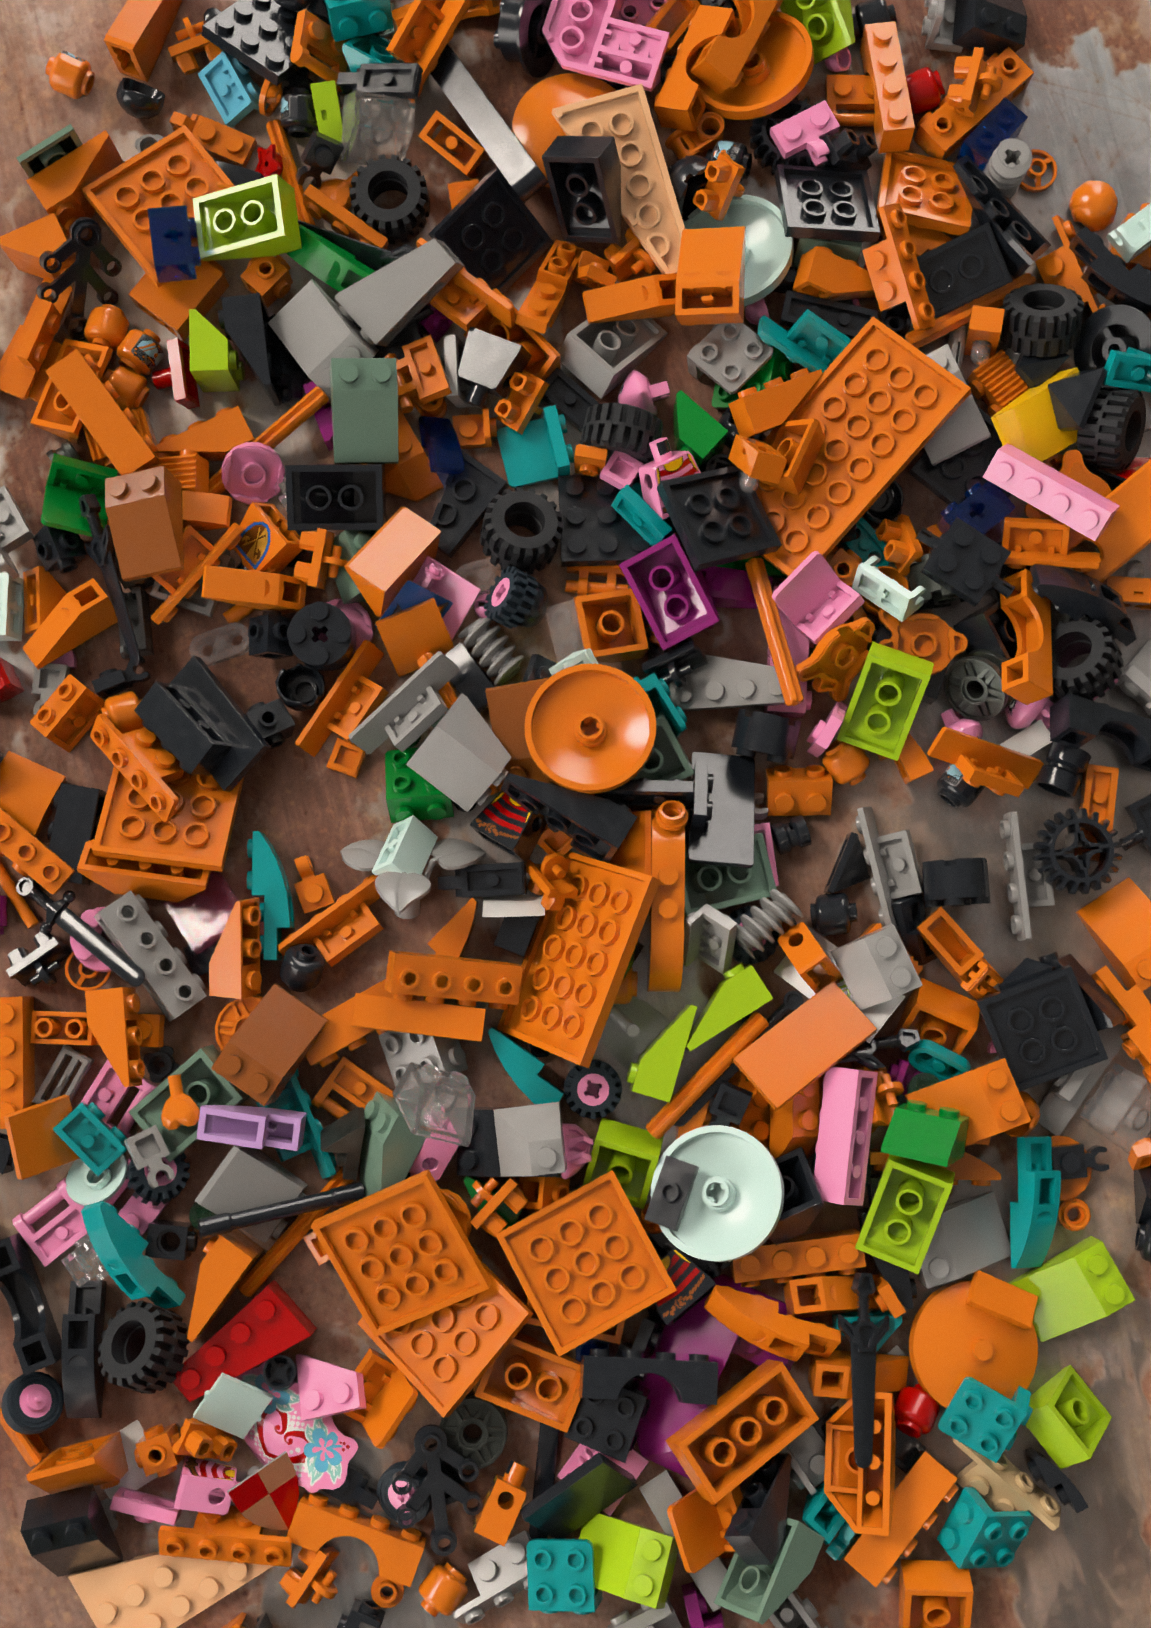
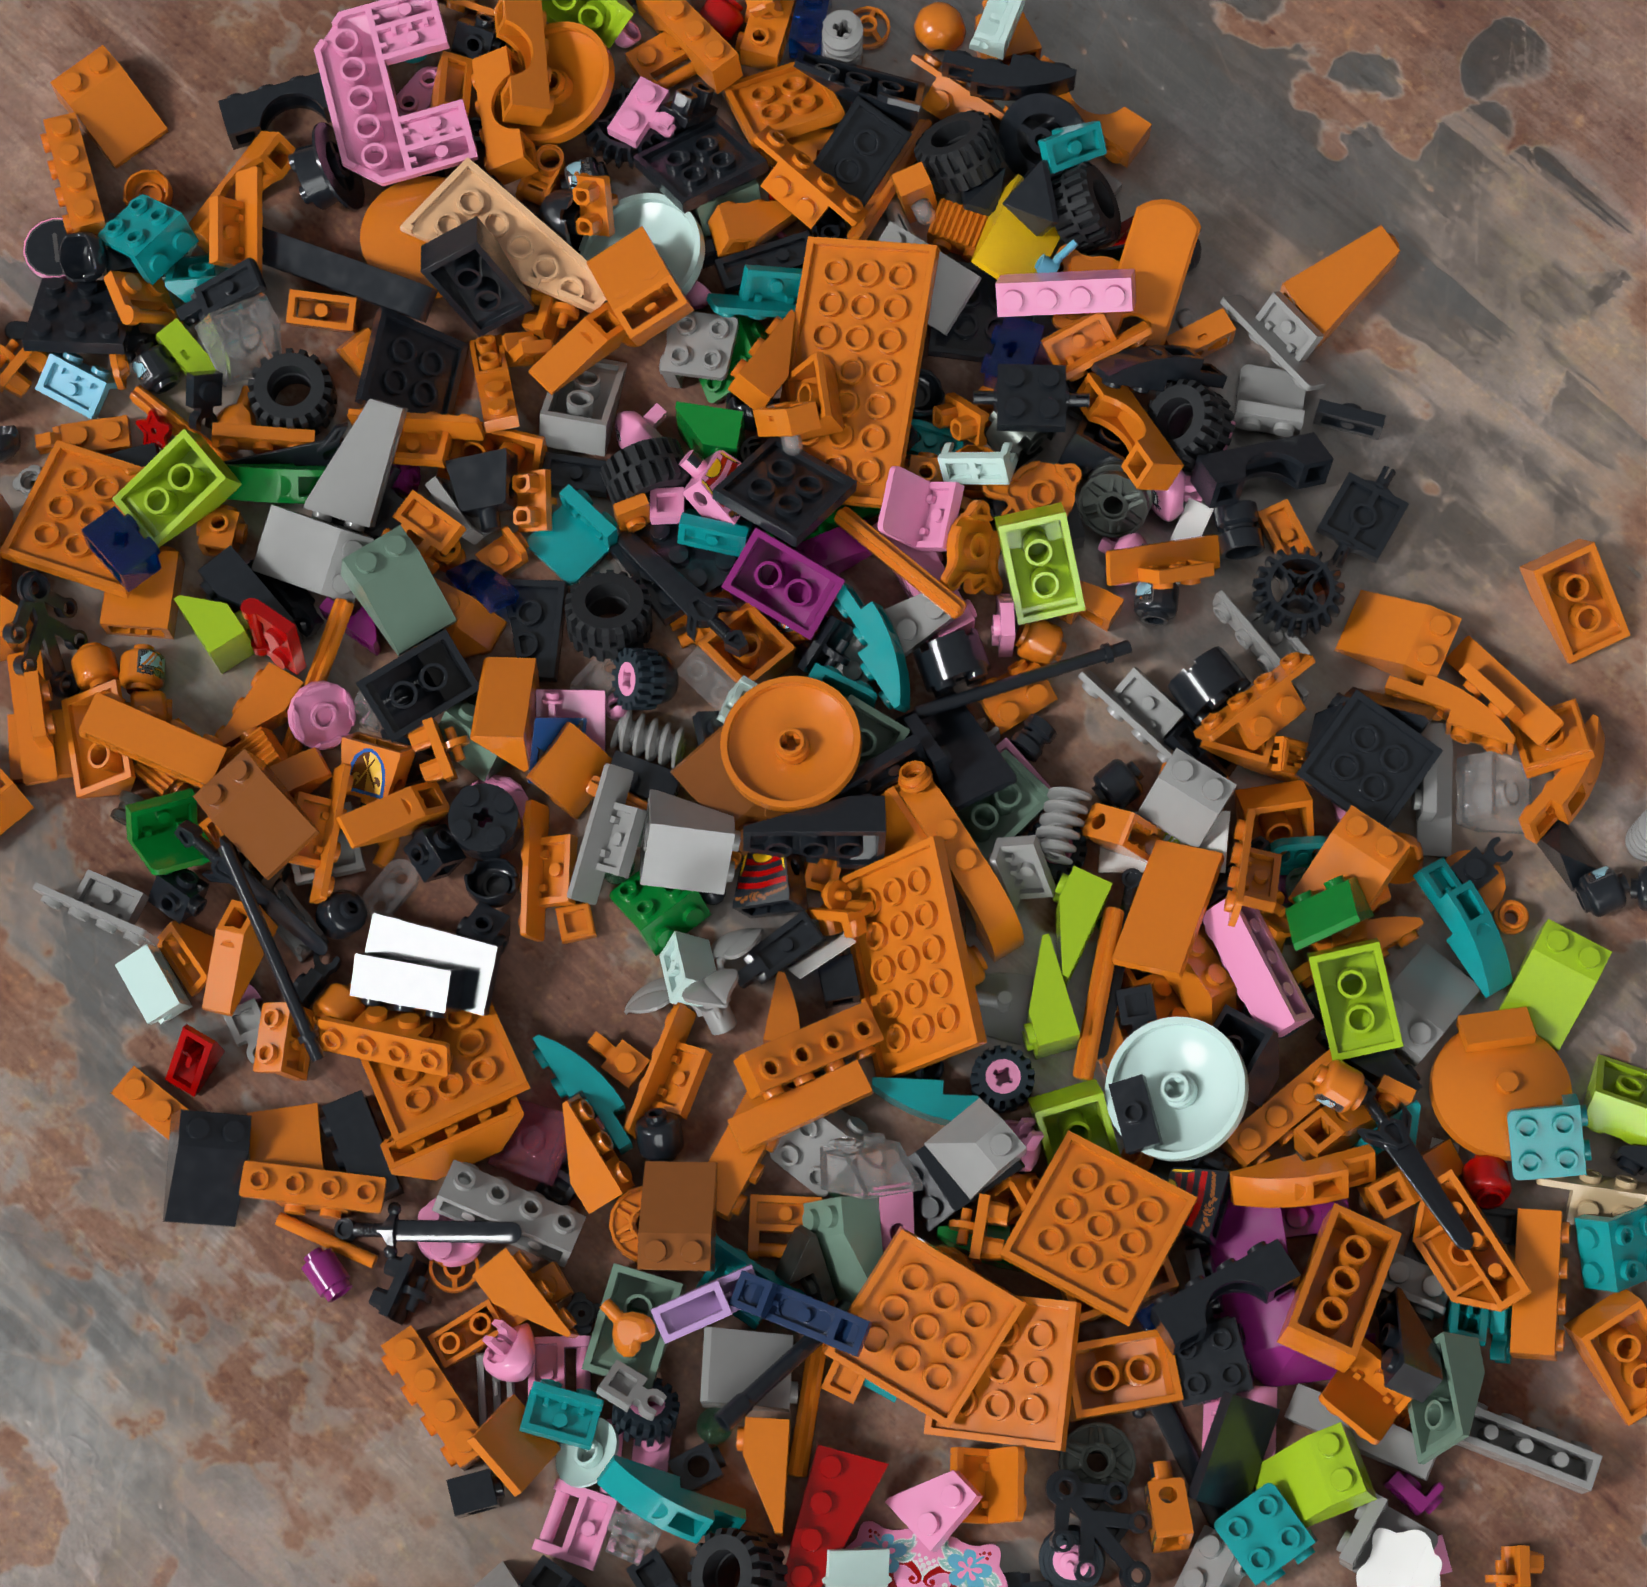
camera: 30 degrees left, 10 degrees down
(82, 1066) = (510, 1354): none -> bright pink piece
(83, 722) = (307, 1034): none -> black bar
(170, 641) = (341, 914): none -> black head
(178, 375) = (192, 670): red tile -> none
(247, 386) = (273, 636): none -> red plate
(276, 1369) = (881, 1515): black wheel -> none
(314, 1183) = (800, 1313): none -> dark blue slope
(592, 568) = (699, 608): none -> black sword
(712, 700) = (884, 654): none -> teal slope
(846, 1274) = (1339, 1086): none -> orange head
(849, 867) = (1104, 733): black slope -> none
(888, 1066) = (1255, 874): none -> orange bracket
(891, 805) = (1104, 654): none -> black bar
(987, 929) = (1261, 708): none -> orange bracket
(1050, 457) = (1046, 264): none -> medium azure hand

